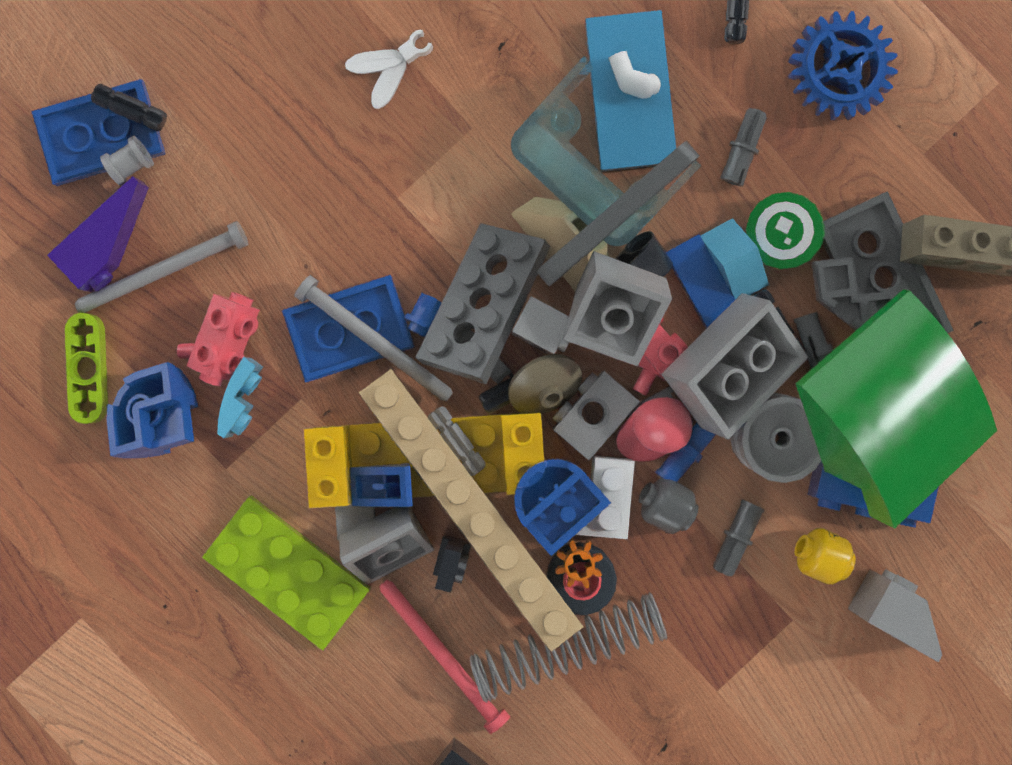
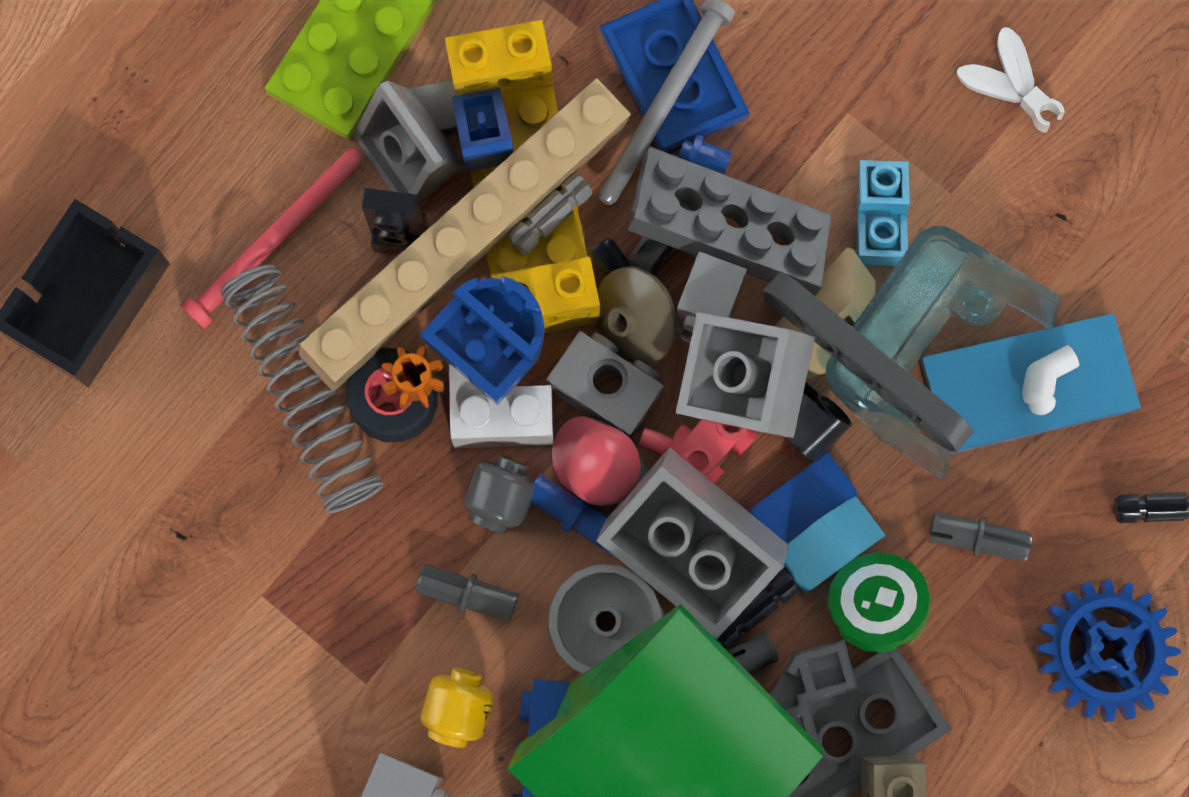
camera: 85 degrees right, 10 degrees down
(483, 183) = (882, 212): none -> medium azure slope

